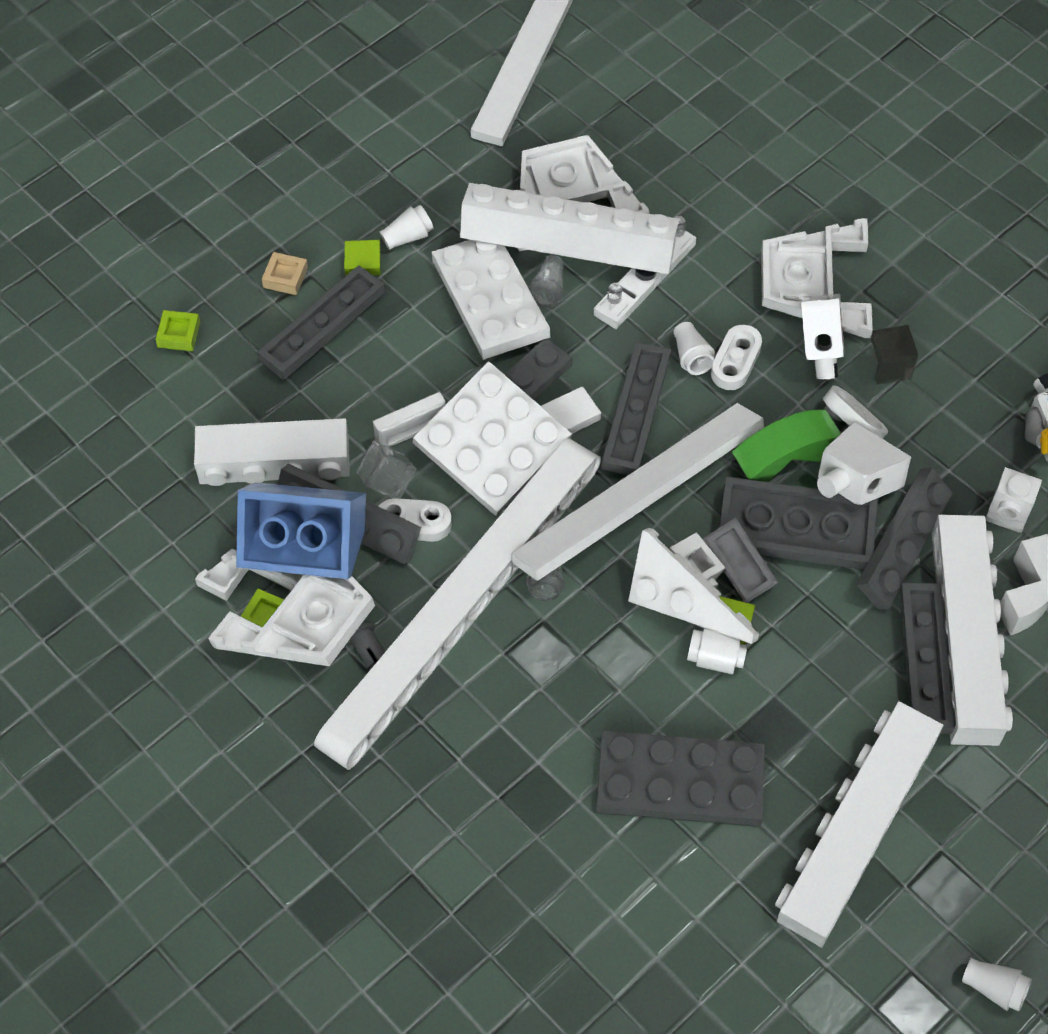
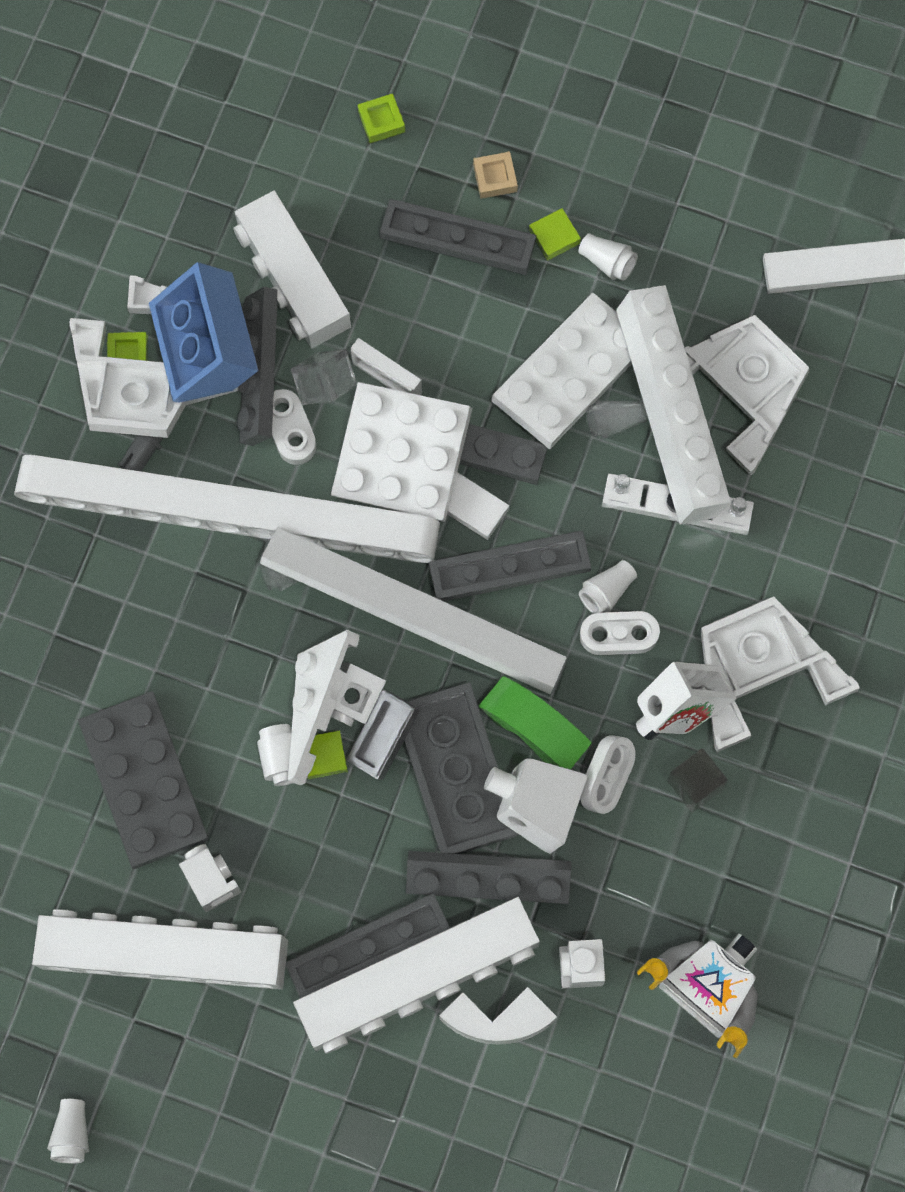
camera: 65 degrees right, 15 degrees up
(804, 757) = (208, 877): none -> white brick

